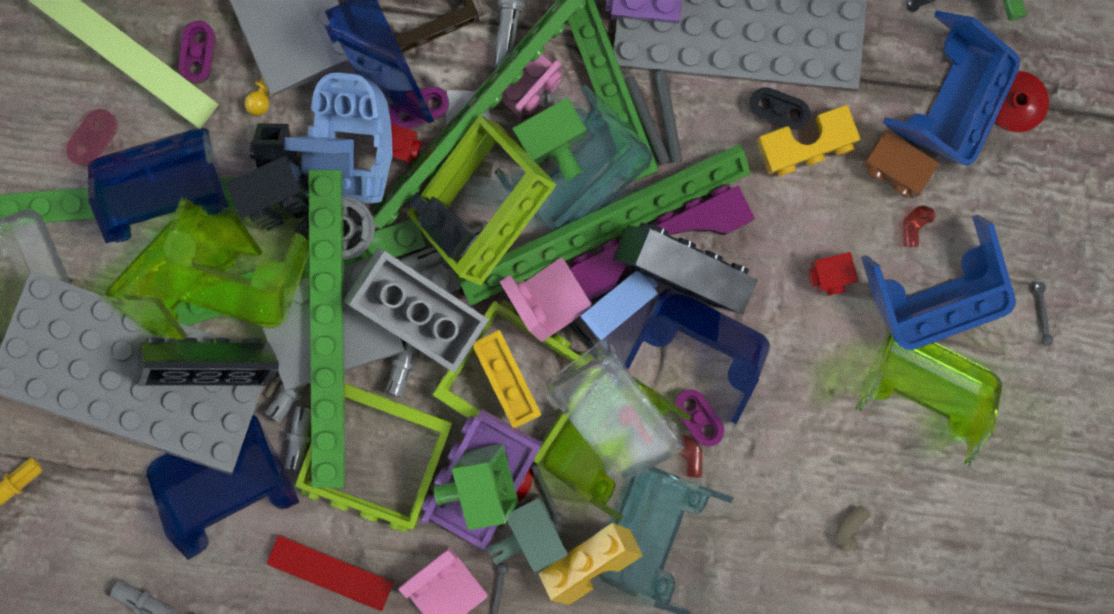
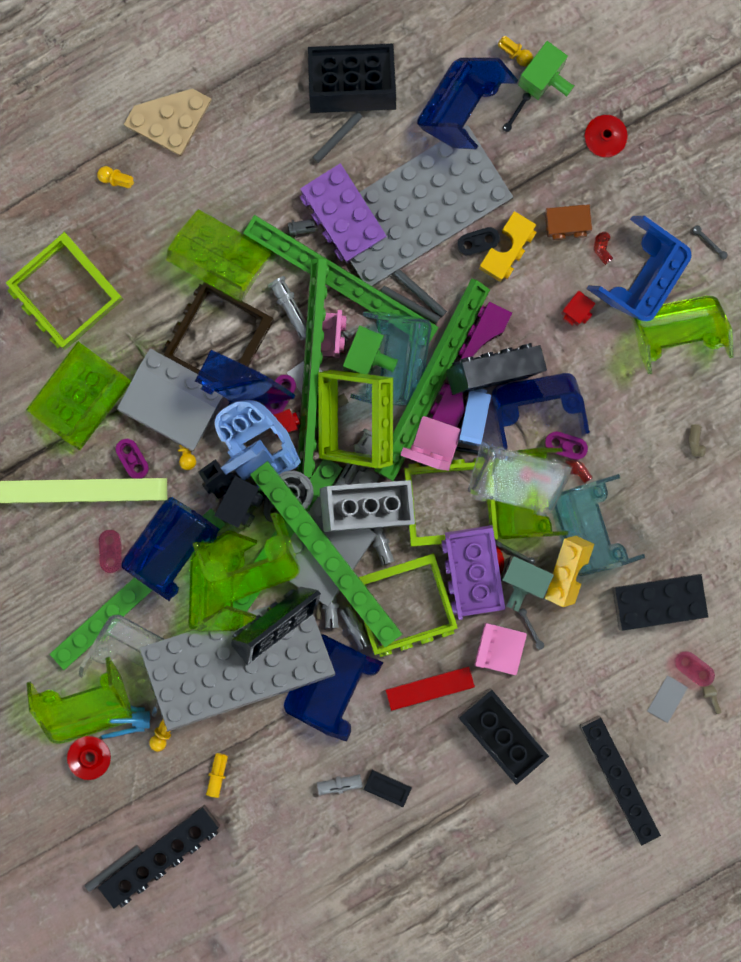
camera: 35 degrees left, 0 degrees up
(442, 225) = (346, 448): black hinge -> none
(482, 487) = (478, 573): bright green brick -> none
(506, 379) = (445, 505): yellow plate -> none
(970, 95) = (576, 153): blue windscreen -> none

